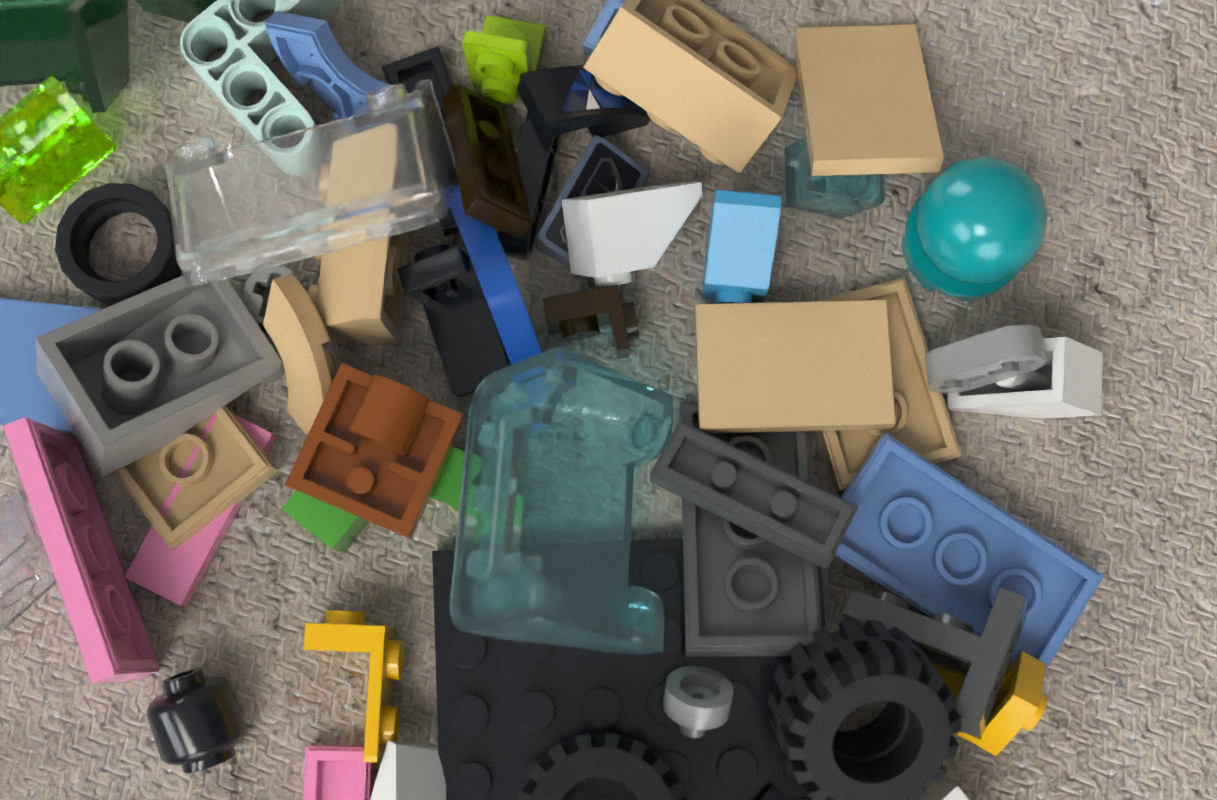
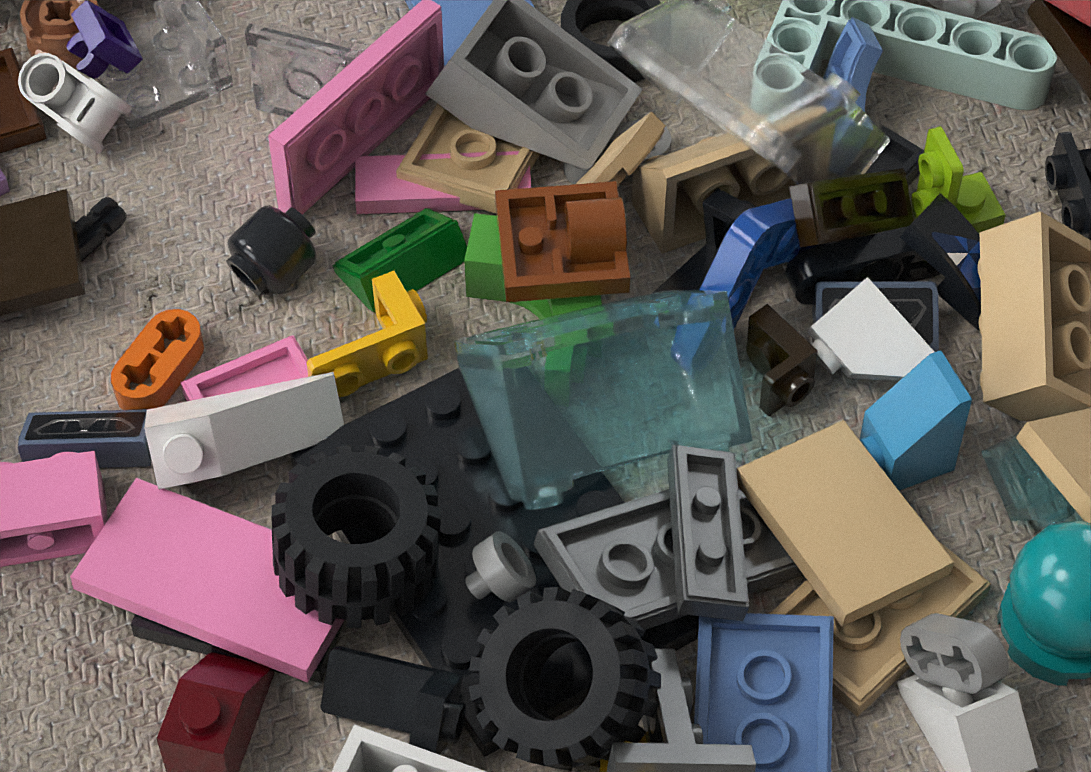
camera: 60 degrees right, 25 degrees down
(269, 591) = (414, 249): none -> green slope

